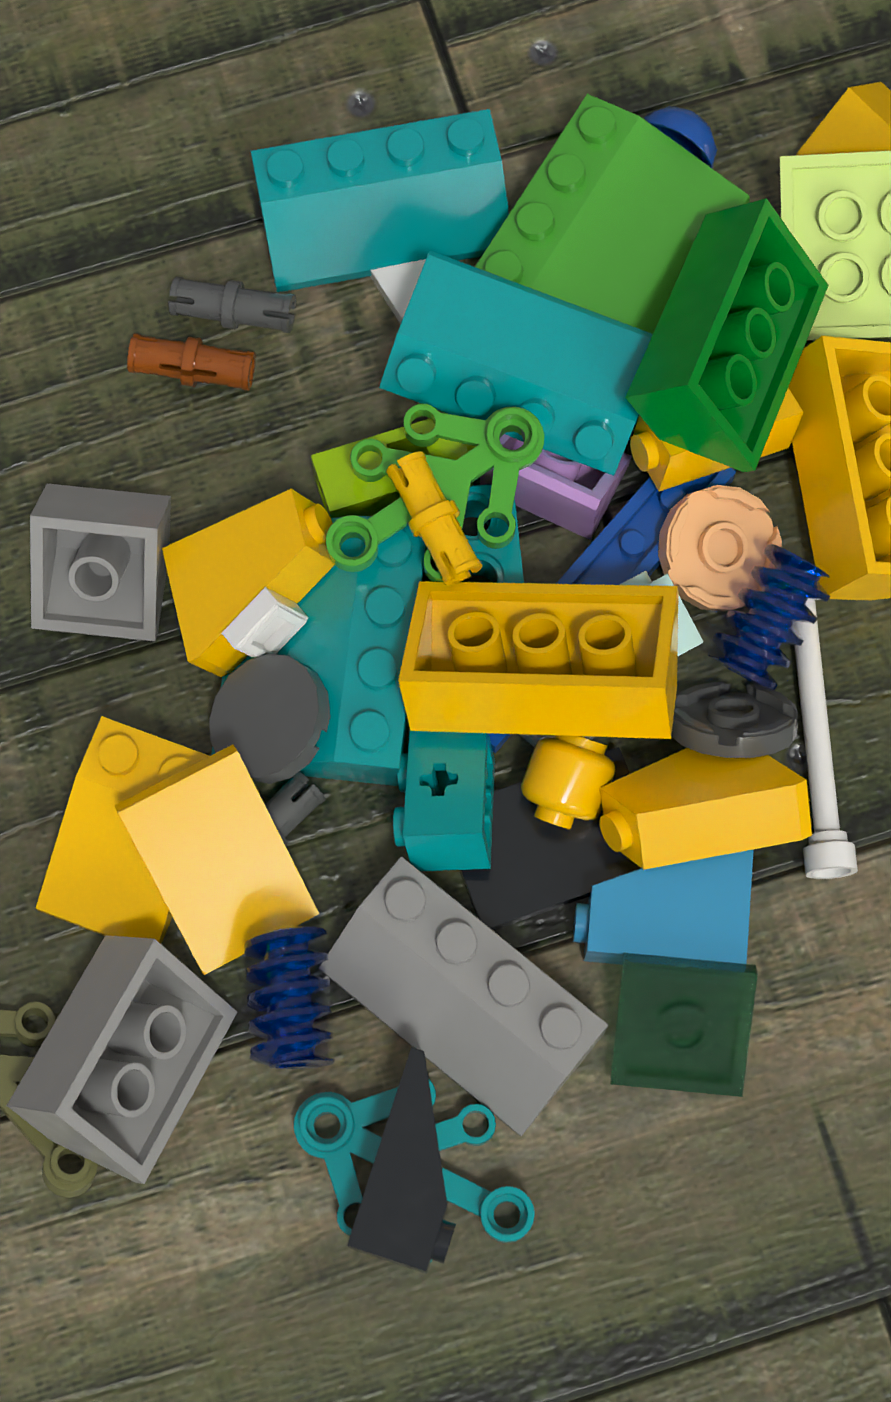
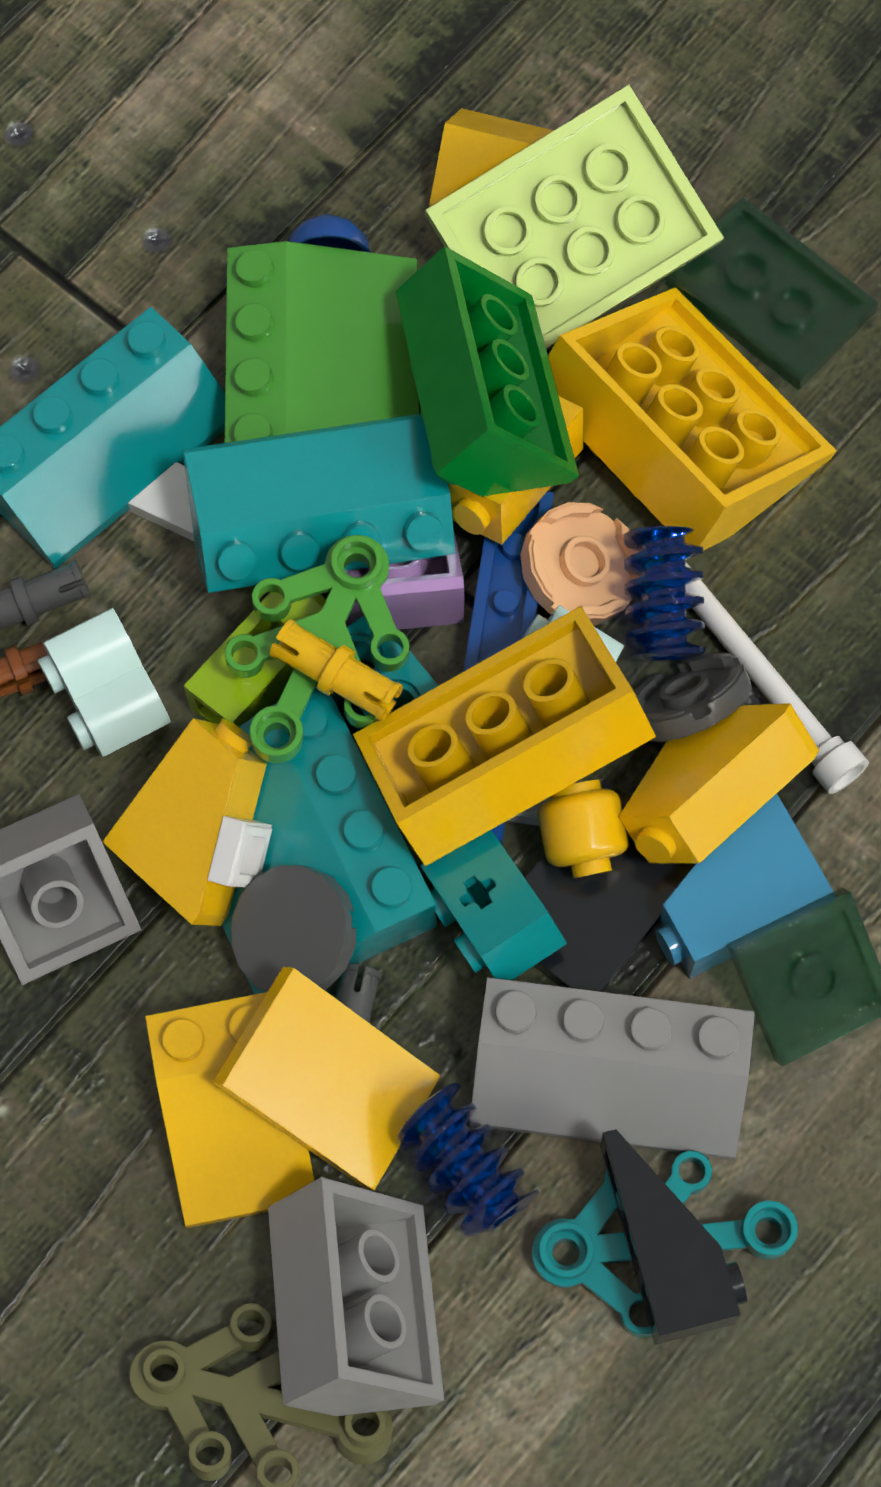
camera: 30 degrees left, 5 degrees down
(249, 414) = (104, 682): none -> light aqua brick

